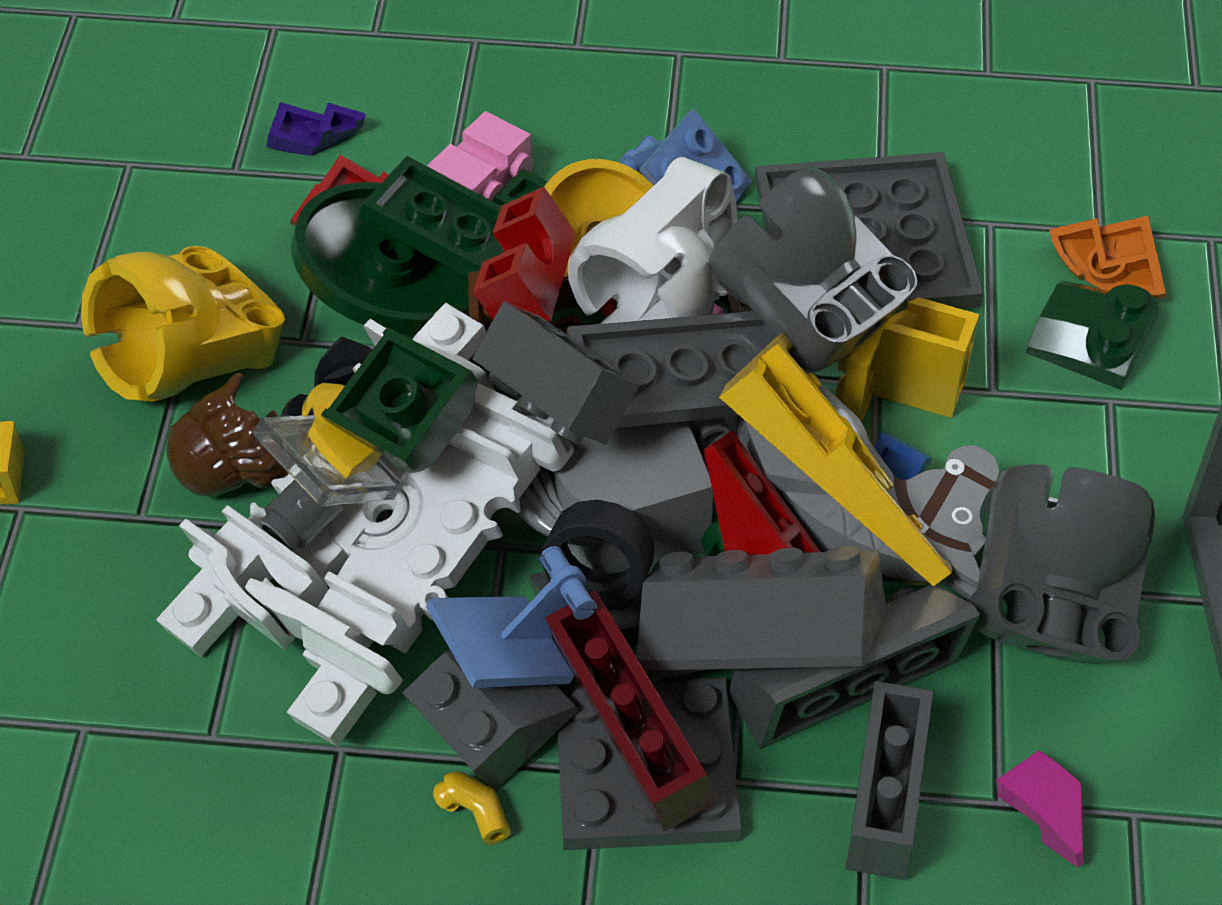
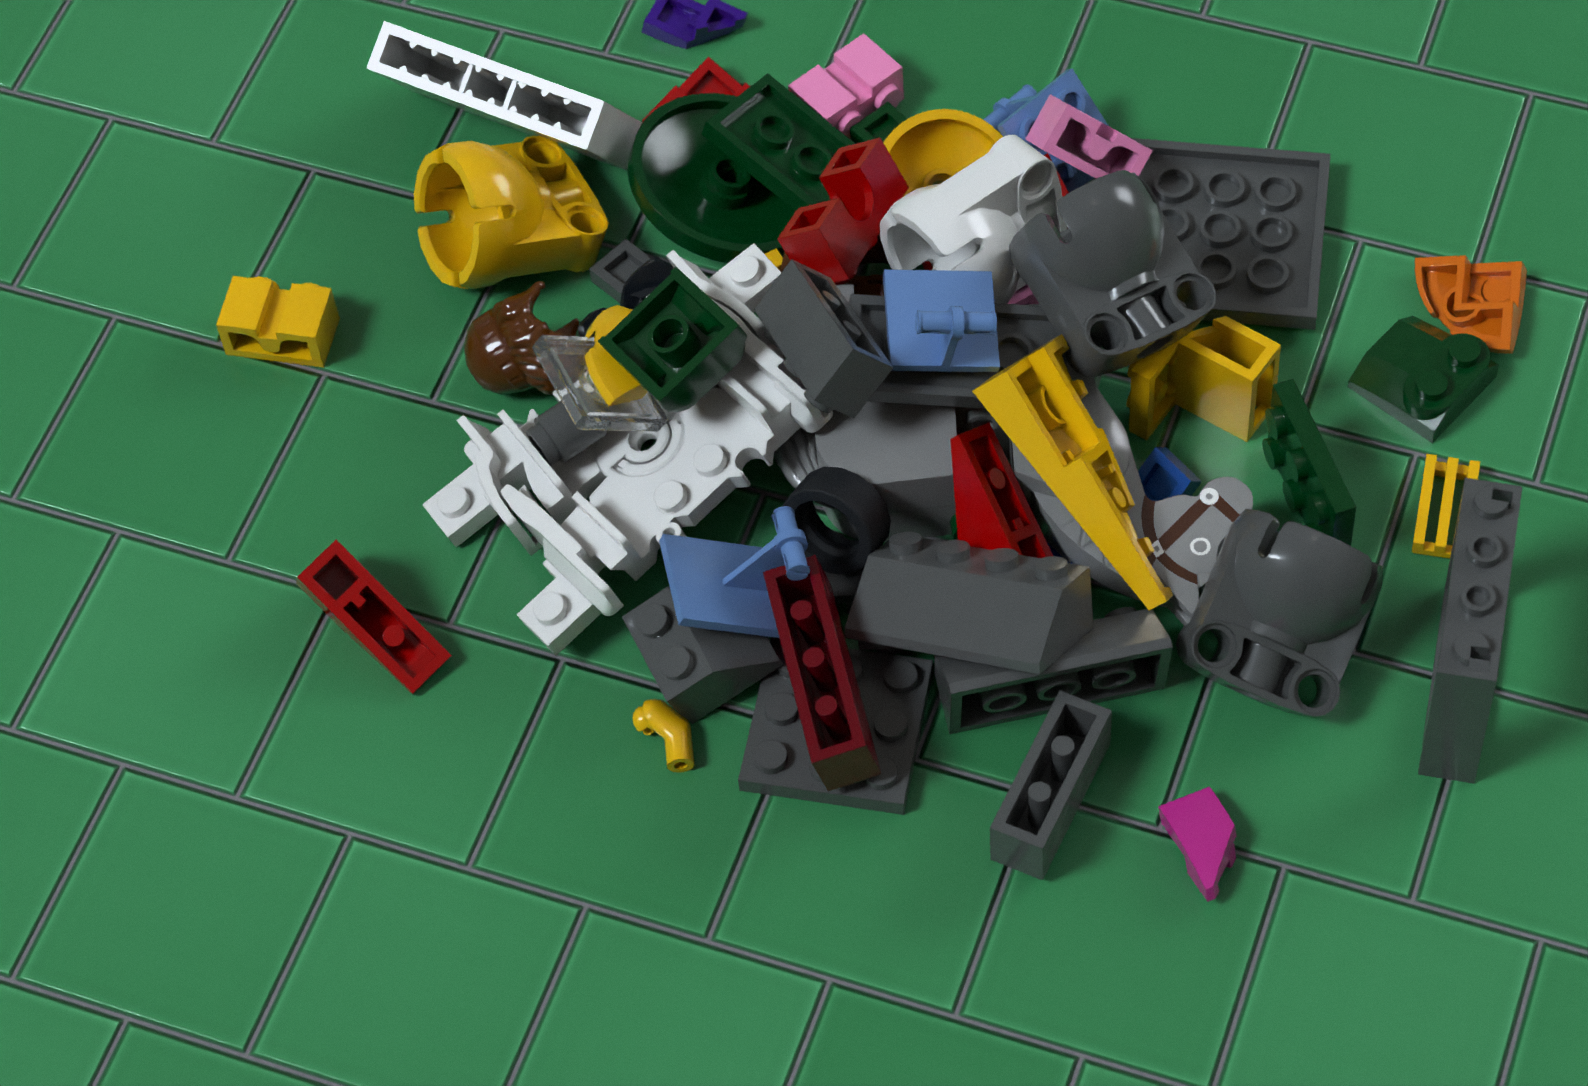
camera: 20 degrees right, 5 degrees up
(130, 744) = (372, 616): none -> red slope
(151, 211) = (504, 95): none -> white brick
(301, 359) = (616, 267): none -> dark grey plate
(668, 336) = (941, 320): none -> medium blue plate
(750, 172) = (1085, 141): none -> bright pink brick
(1029, 420) = (1306, 465): none -> dark green plate
(1154, 412) = (1451, 472): none -> yellow tile

